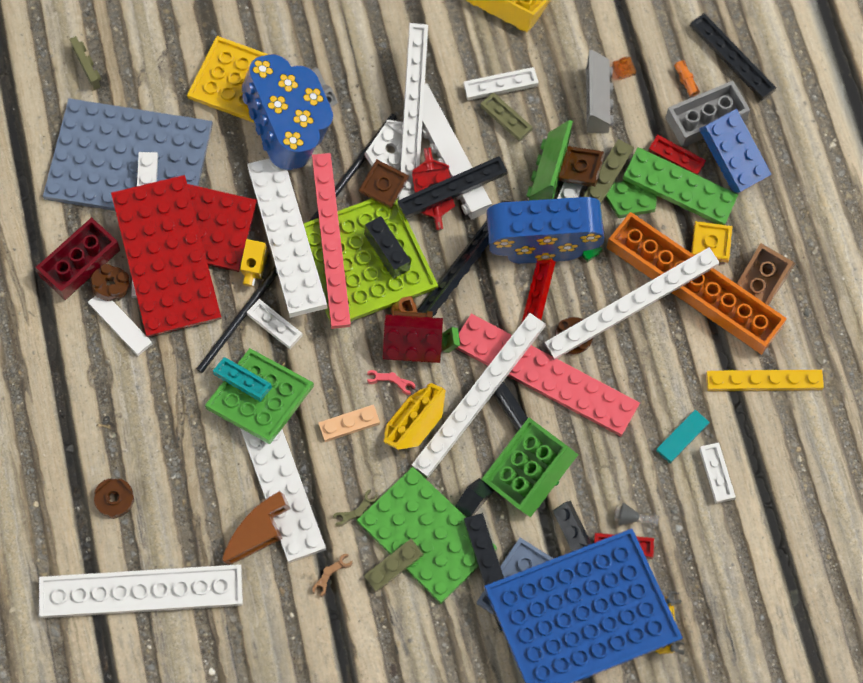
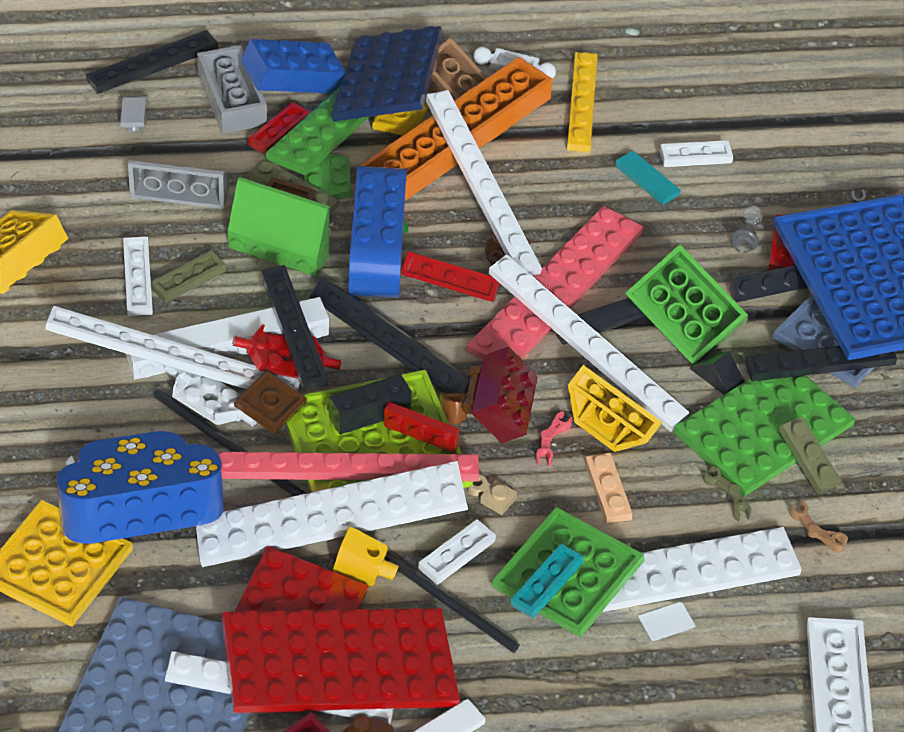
camera: 85 degrees left, 20 degrees down
(235, 470) = (666, 621): none -> white sticker
(257, 529) = (762, 590): dark orange slope -> none
(331, 346) = (494, 495): none -> tan plate
(369, 283) = (421, 427): none -> red plate
(624, 68) = (142, 155): clear orange tile -> none
(668, 51) = (134, 112): none -> light grey slope
(686, 78) = (184, 103): orange pin -> none
(741, 220) = (388, 73): none -> dark blue plate
(795, 322) = (503, 57): none -> white plate

